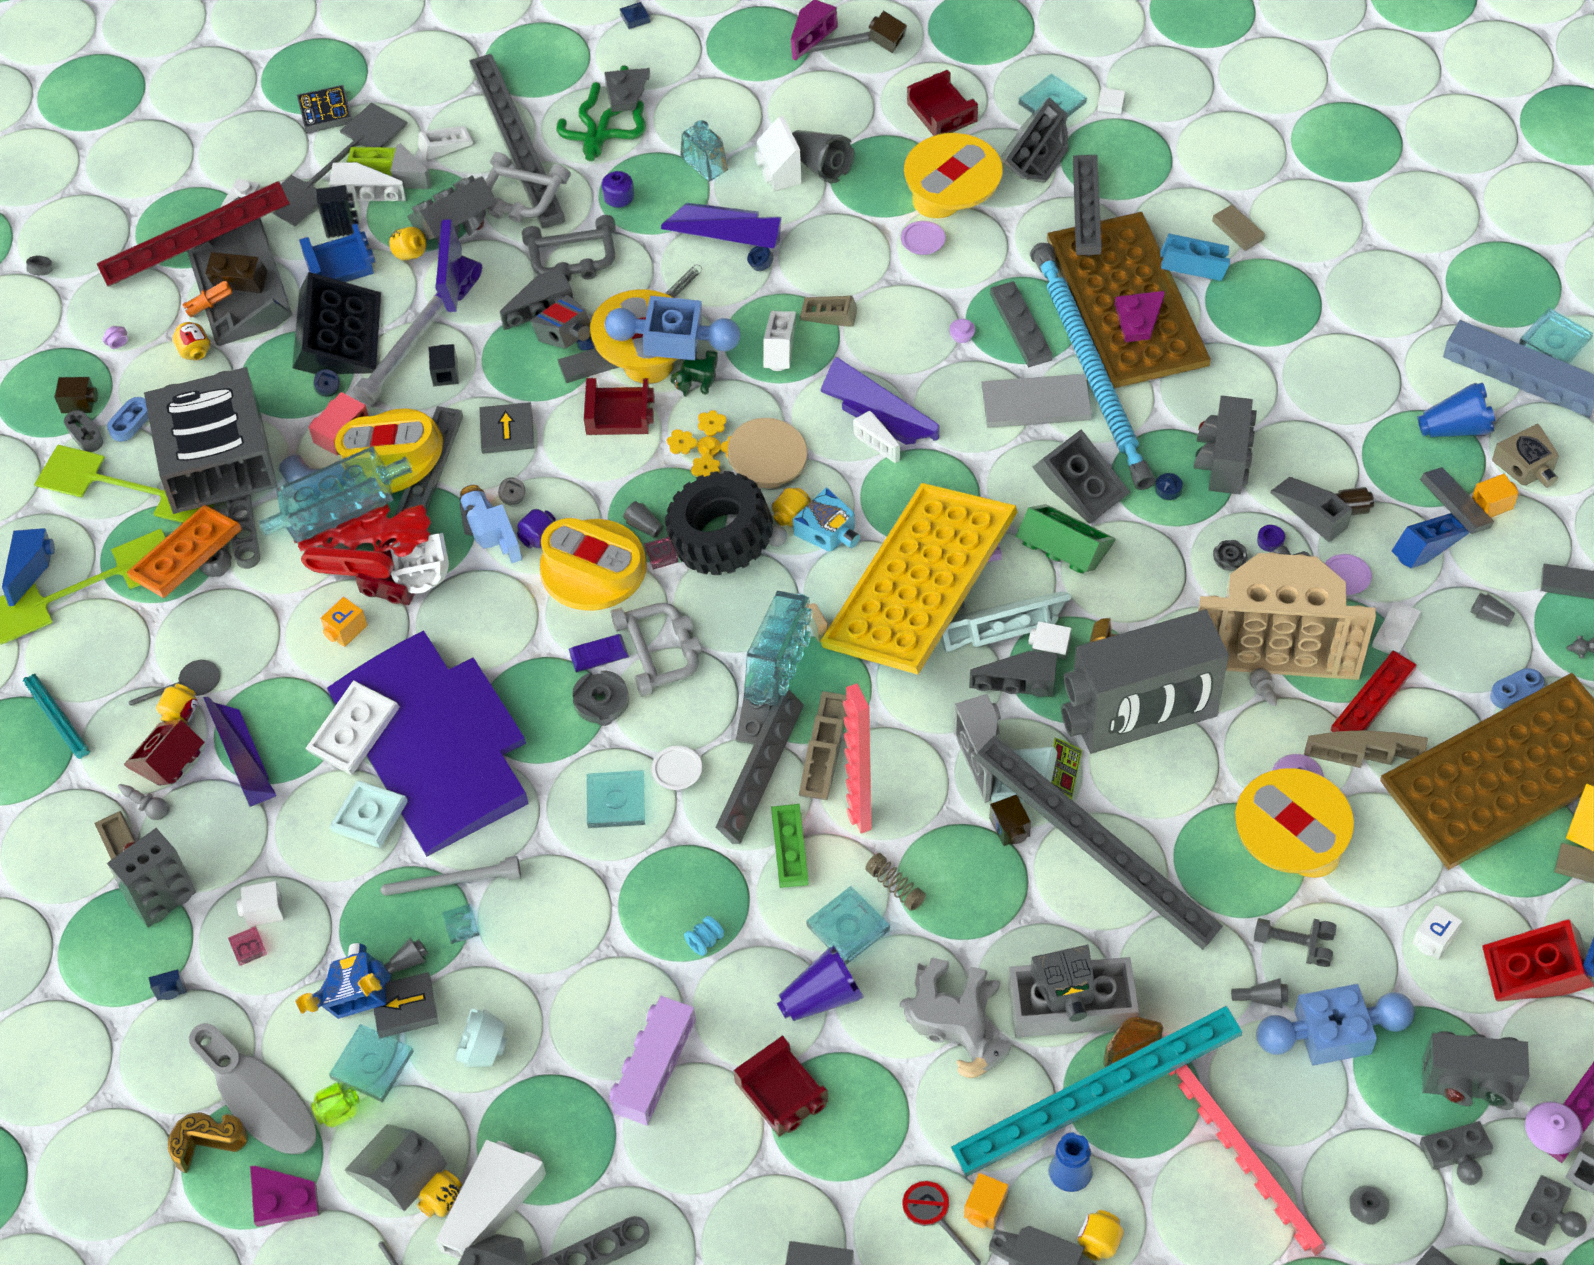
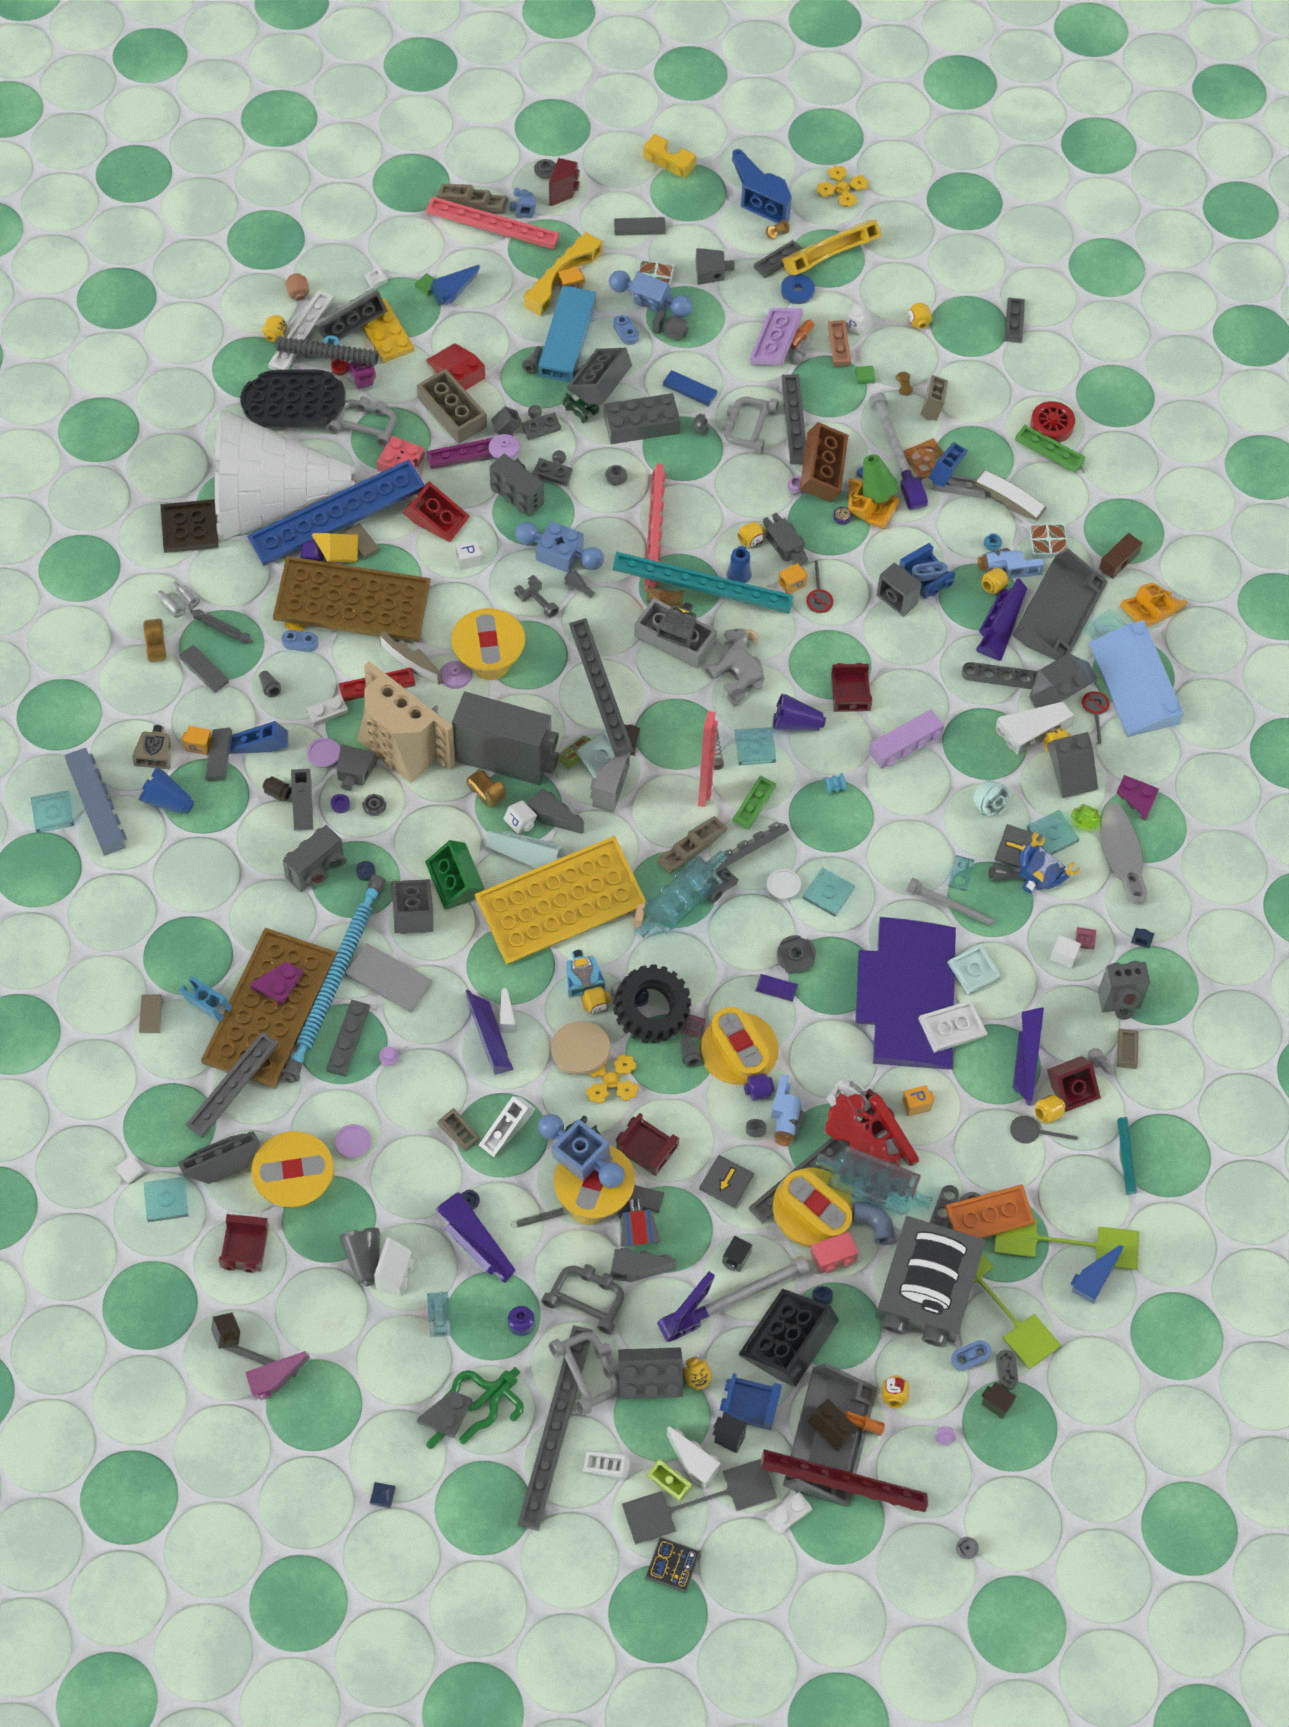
camera: 150 degrees left, 5 degrees up
(204, 1131) = (1161, 846): pearl gold animal -> none
(410, 170) = (653, 1448): light grey slope -> none
(681, 626) = (722, 954): light grey bar -> none

